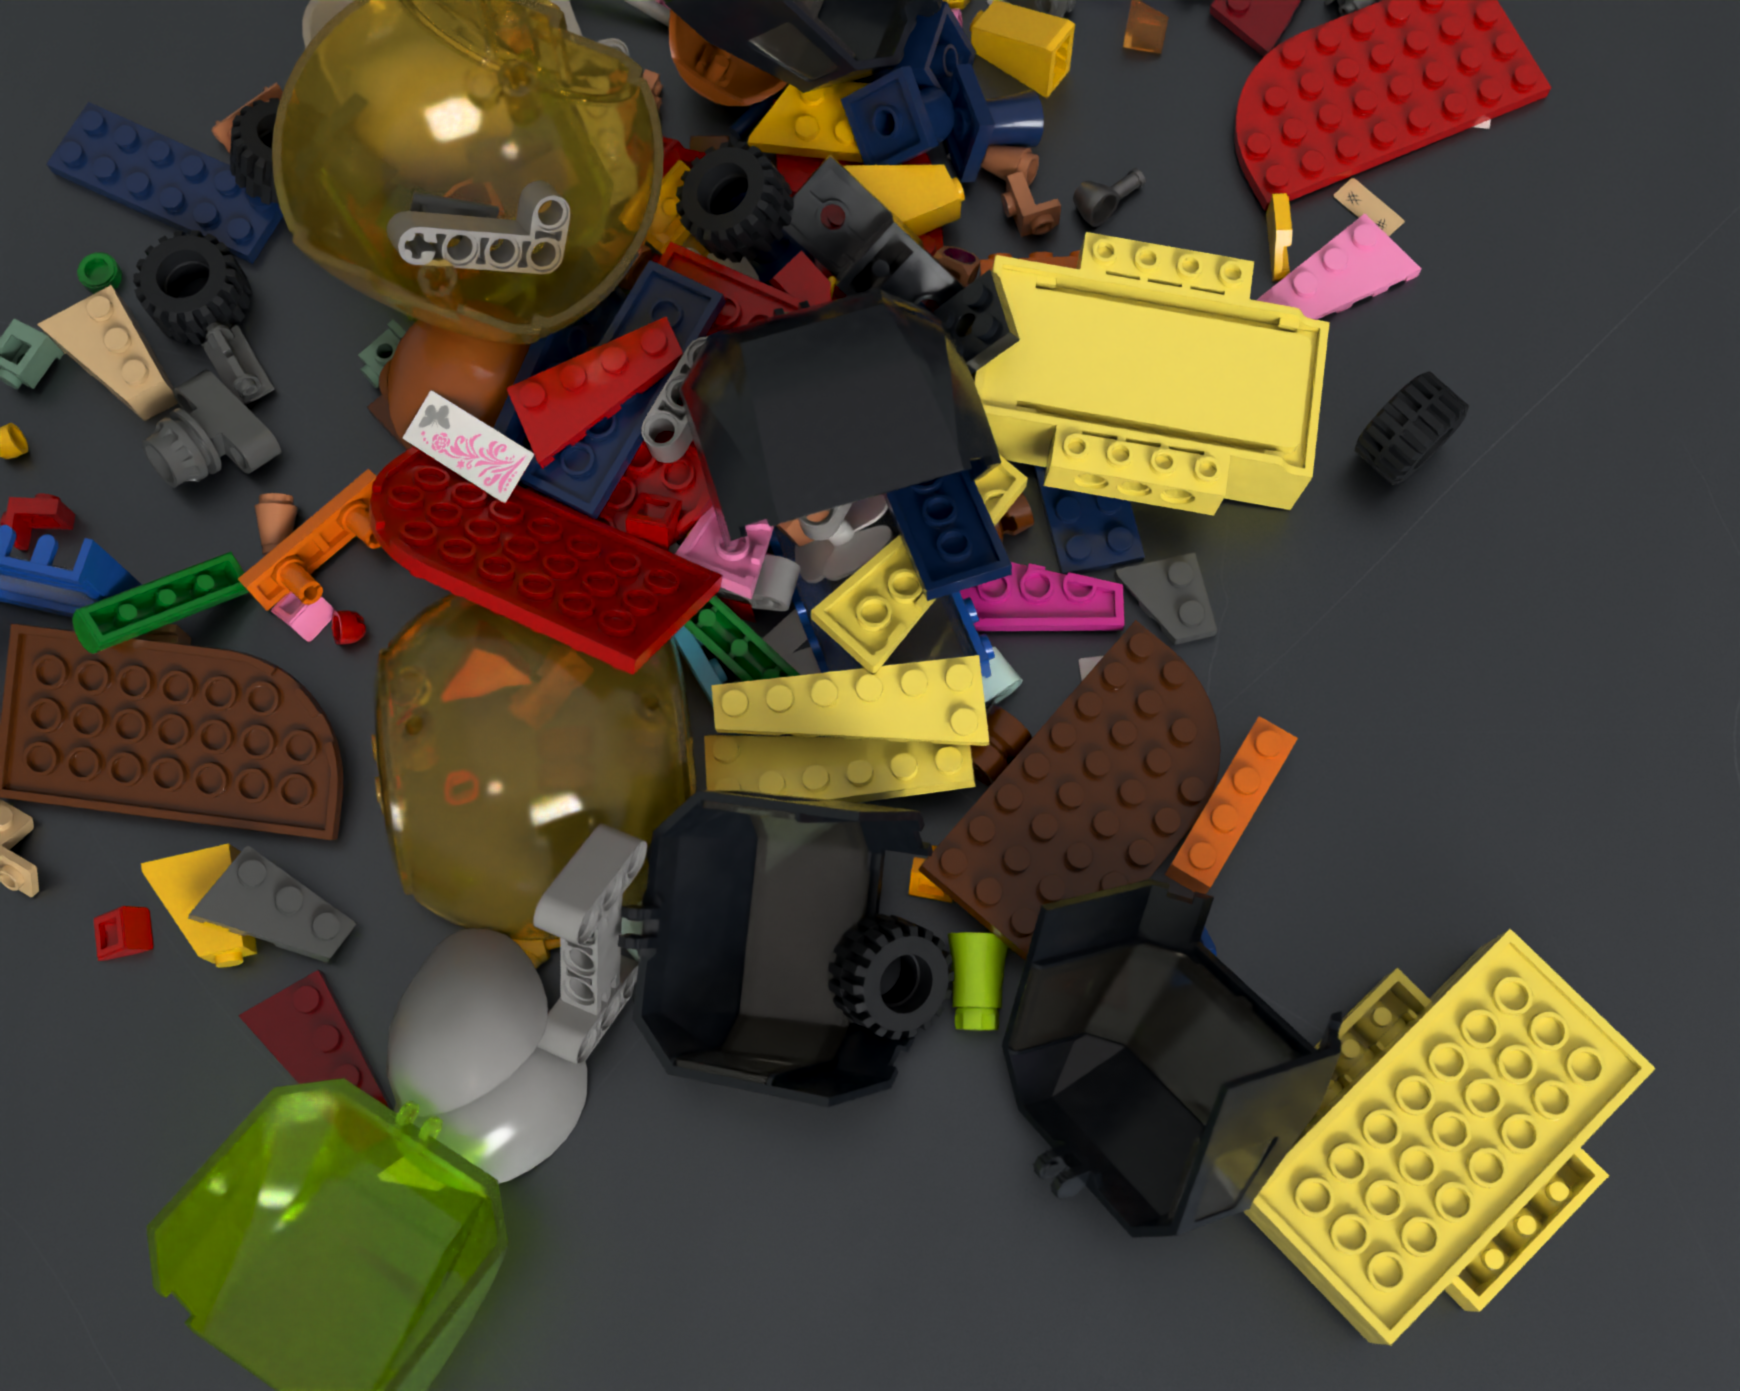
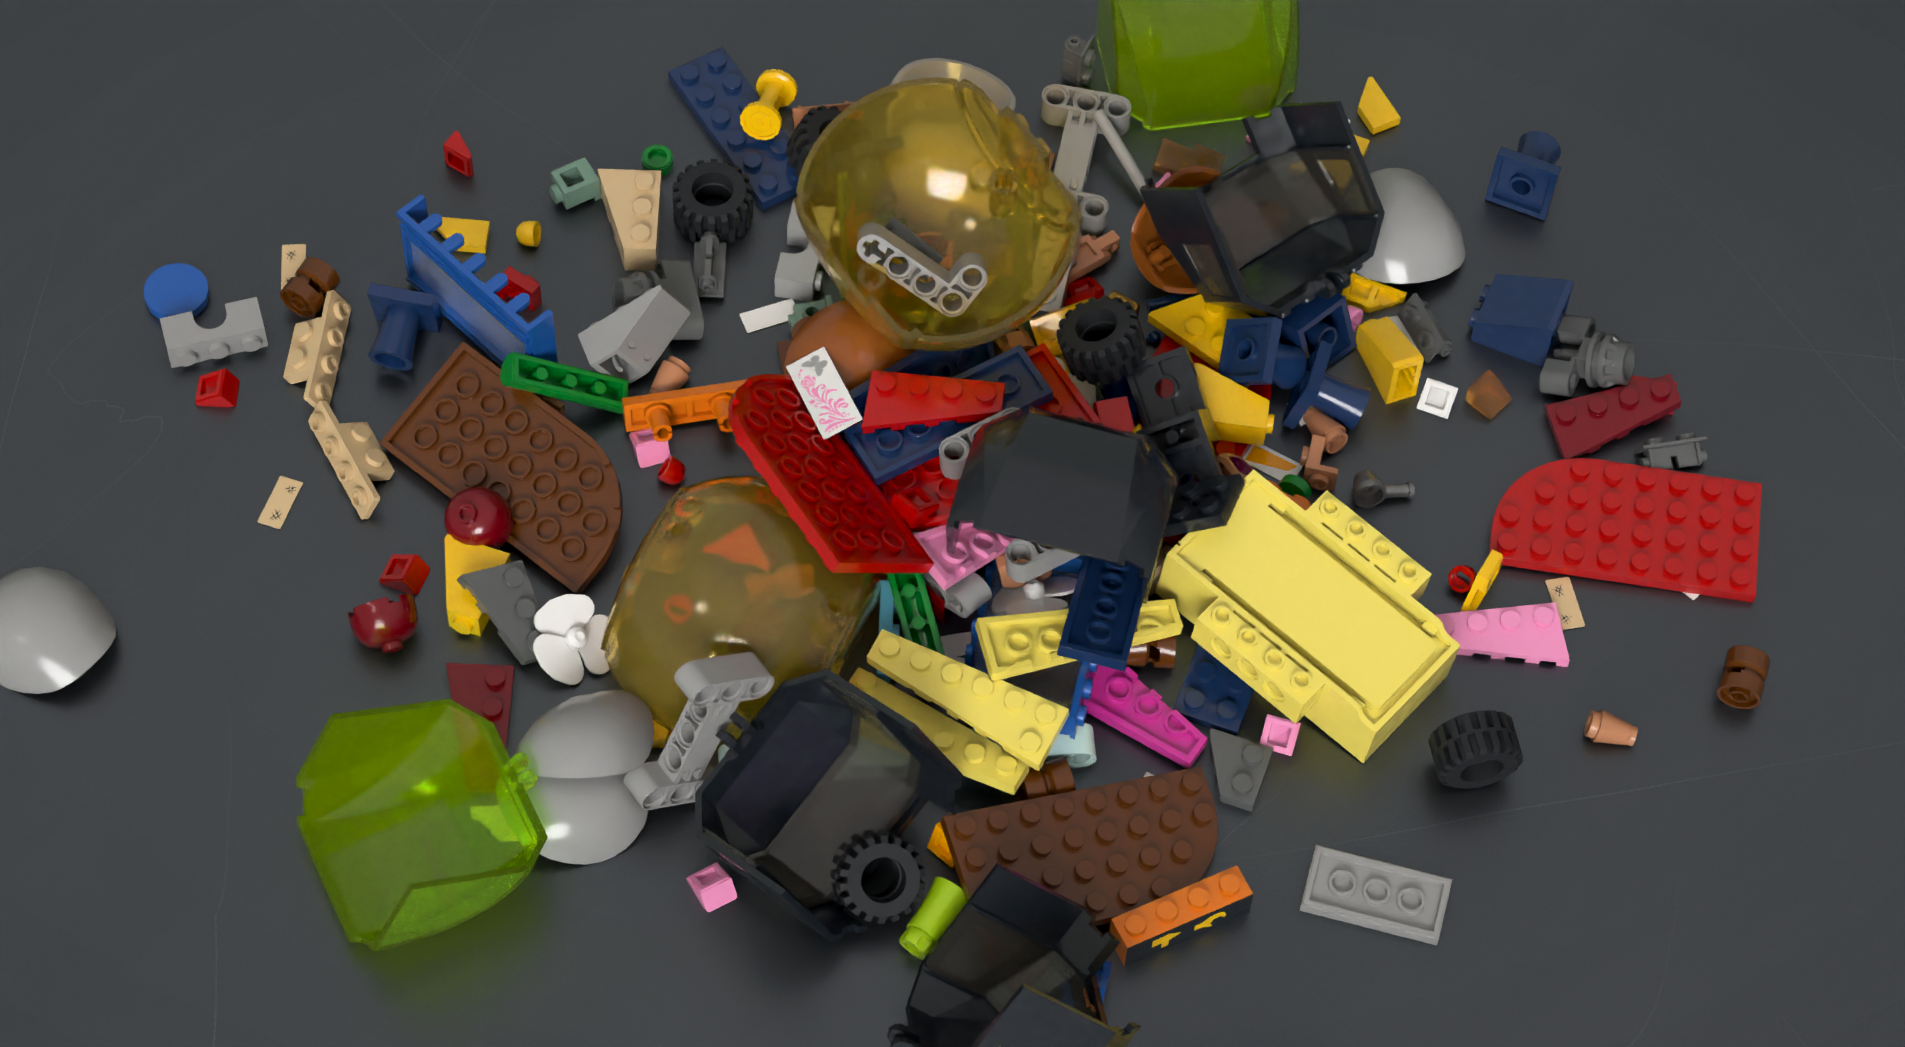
camera: 25 degrees right, 15 degrees down
(138, 1015) = (385, 622): none -> dark red cylinder
(166, 821) = (478, 517): none -> dark red cylinder
(183, 159) = (762, 117): none -> yellow hose
(203, 498) = (634, 335): none -> light grey slope
(336, 381) = (767, 315): none -> white sticker
(338, 314) = (798, 273): none -> light grey arch
(363, 883) = (566, 630): none -> white piece
(707, 1099) = (712, 887): none -> bright pink slope
(977, 232) = (1271, 462): none -> sticker
(1022, 244) = (1294, 484): none -> green tile
(1096, 60) = (1437, 398): none -> white slope
(1189, 532) = (1280, 734): none -> bright pink slope
(1253, 250) = (1459, 583): none -> red hinge
(1404, 650) = (1376, 895): none -> light grey tile
(1508, 320) = (1609, 729): none -> nougat cone
(1604, 182) = (1743, 677): none -> reddish brown wheel

